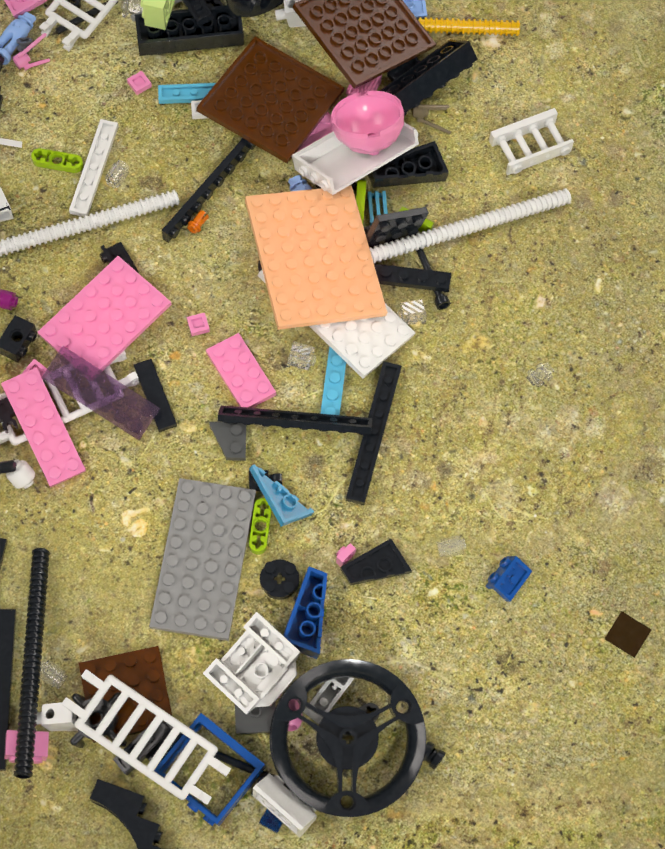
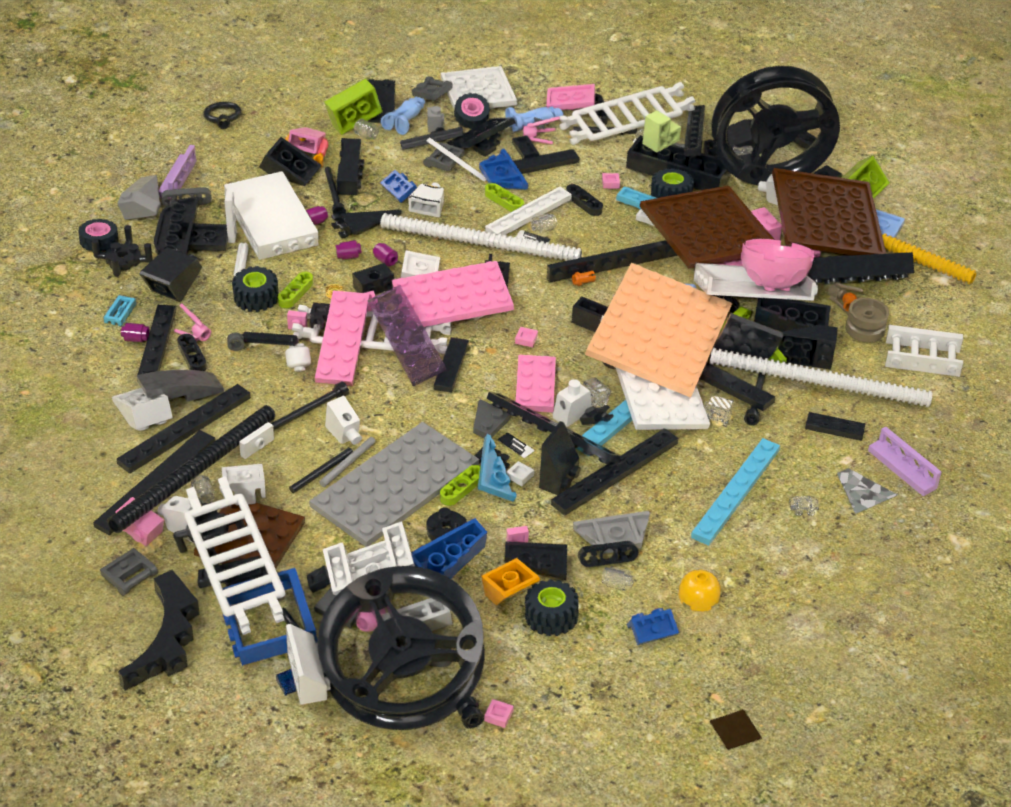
camera: 35 degrees right, 25 degrees down
(32, 83) = (525, 147): none -> black plate
(33, 128) = (503, 171): none -> blue wing
(45, 295) = (419, 263): none -> white plate
(49, 798) = (126, 566): none -> dark grey plate
(56, 590) = (256, 440): none -> white plate
(61, 89) = (547, 161): none -> black tile
(82, 487) = (339, 390): none -> black piece
(85, 648) = (245, 480): none -> white panel
(111, 524) = (342, 421): none -> white torso
(116, 195) = (529, 236): none -> sticker
(131, 585) = (320, 470): none -> black bar
(136, 127) = (591, 206): none -> black beam
(147, 561) = (347, 461): none -> light grey bar
(202, 62) = (671, 182): none -> black wheel
(219, 703) = (318, 579): none -> black plate
(240, 264) = (588, 313): none -> black slope
(271, 451) = (515, 445): none -> sticker
(293, 379) = (571, 403): none -> white torso
(300, 484) = (520, 473): none -> white plate
(315, 61) = (769, 222): none -> bright pink brick
(318, 380) = (594, 415): none -> black plate
(332, 460) = (558, 461): none -> black slope
(378, 611) = (508, 581): none -> light orange slope
(417, 498) = (614, 529): none -> light grey wing
(423, 612) = (551, 607): none -> black wheel
(435, 519) = (592, 549): none -> black beam
(438, 119) = (847, 299): none -> orange pin
(447, 195) = (810, 346): none -> black slope
(452, 740) = (498, 713): none -> bright pink plate
(468, 134) = (867, 319): none -> dark tan wheel
(479, 392) = (735, 492): none -> medium azure plate
(511, 270) = (835, 426): none -> black tile
(519, 517) = (699, 590): none -> yellow cylinder
(573, 328) = (862, 491): none -> sticker
(589, 281) = (904, 465): none -> lavender fence

